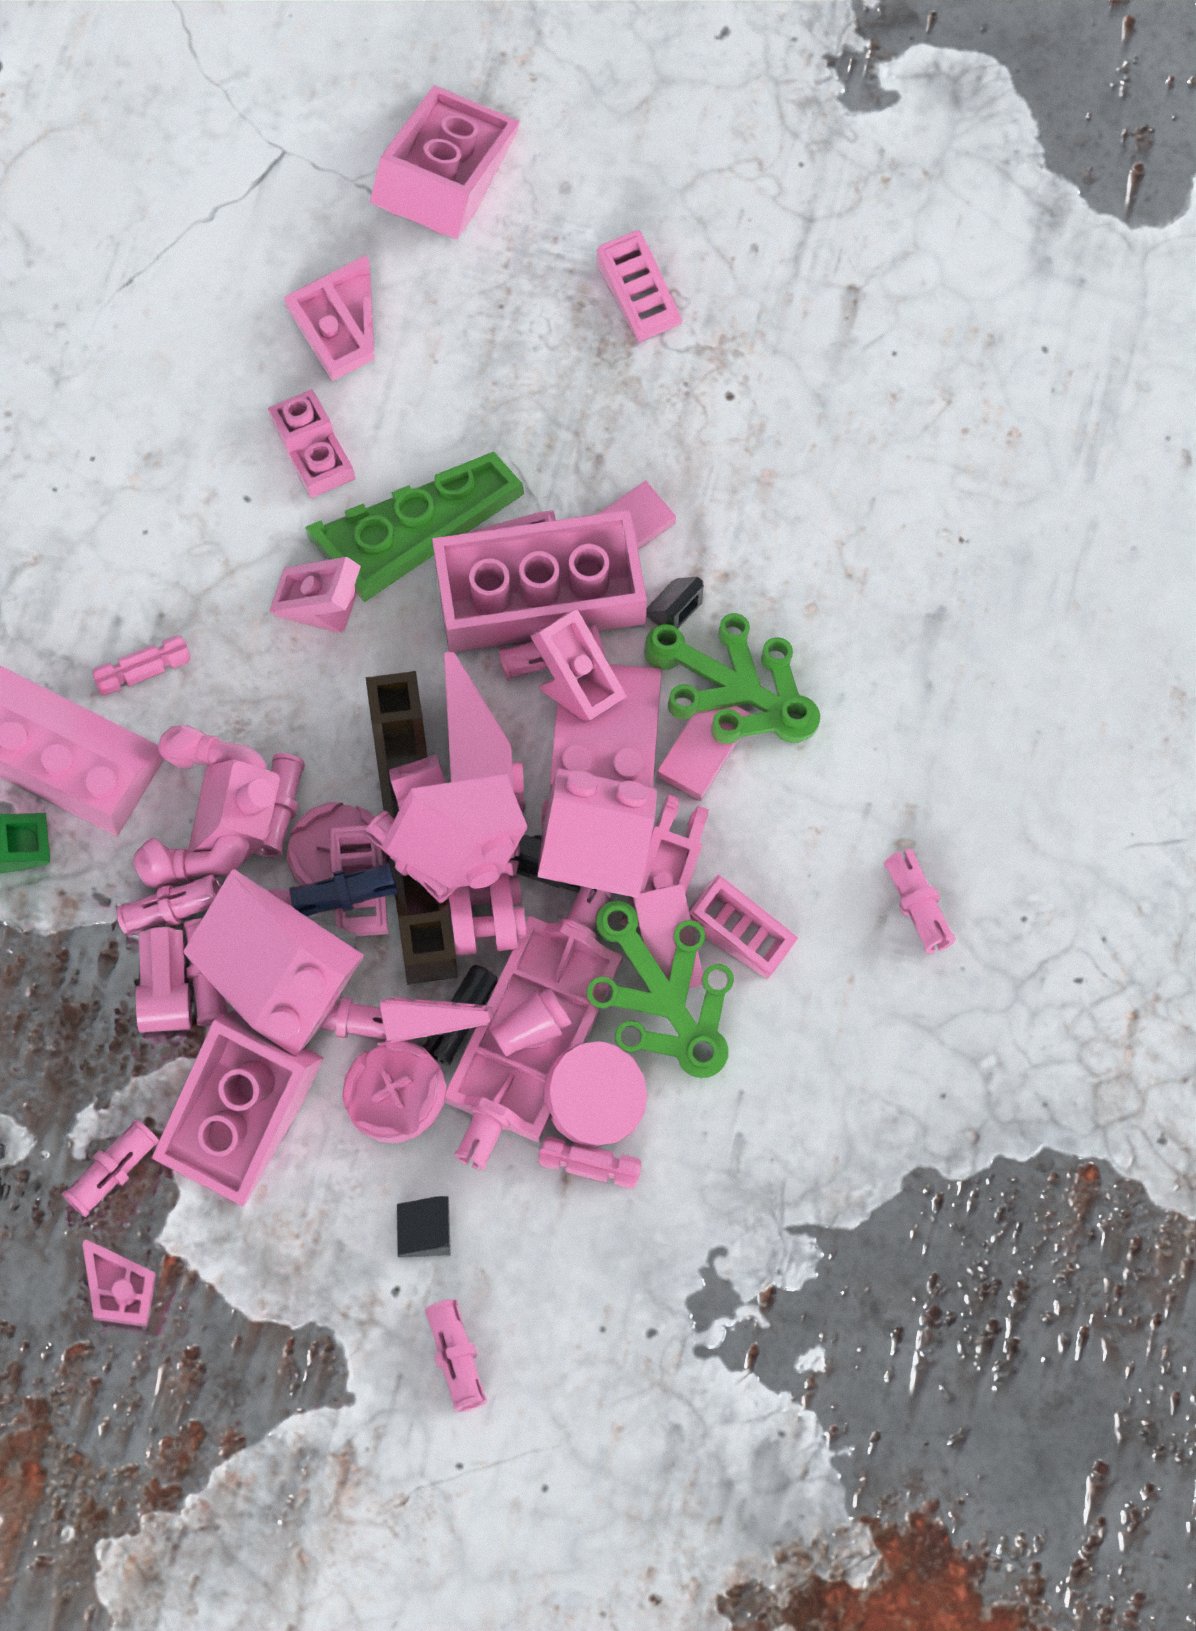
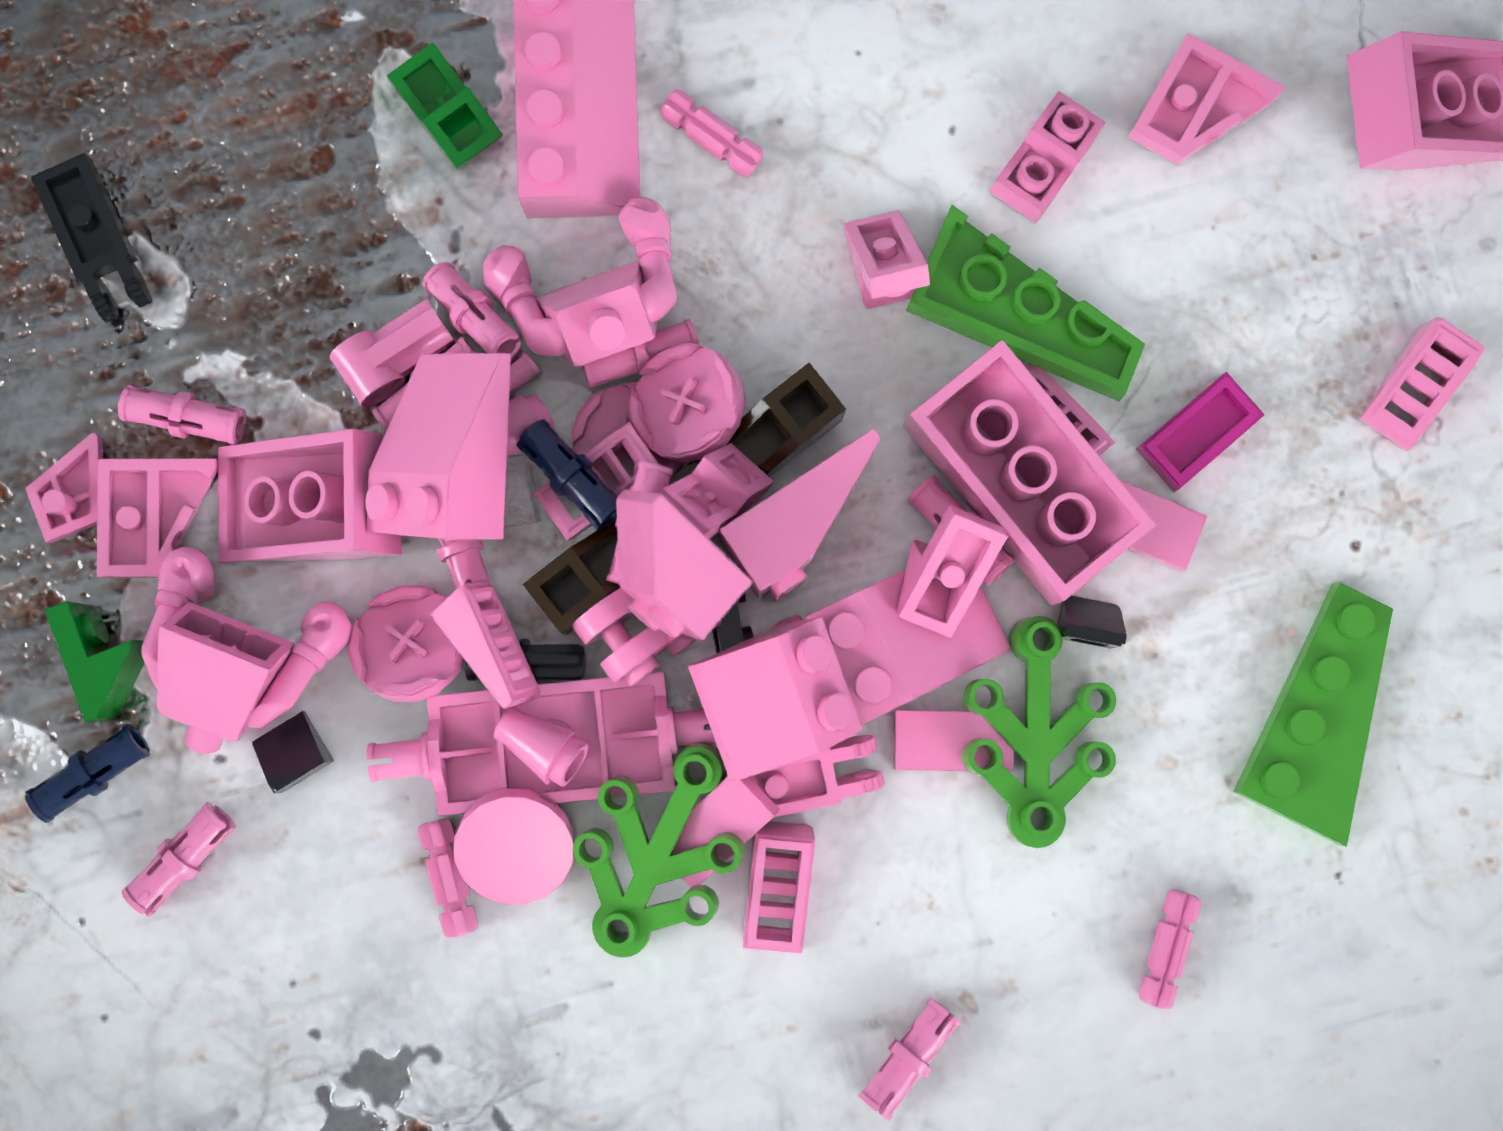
camera: 55 degrees right, 15 degrees up
(170, 1235) = (146, 511): none -> bright pink wing
(276, 1335) = (97, 675): none -> green slope
(332, 1230) = (220, 670): none -> bright pink torso
(338, 783) = (687, 402): none -> bright pink tile
(347, 1389) = (87, 773): none -> dark blue pin
(581, 453) = (1200, 432): none -> dark pink tile
(844, 491) = (1320, 725): none -> bright green wing
(945, 680) = (1170, 949): none -> bright pink axle

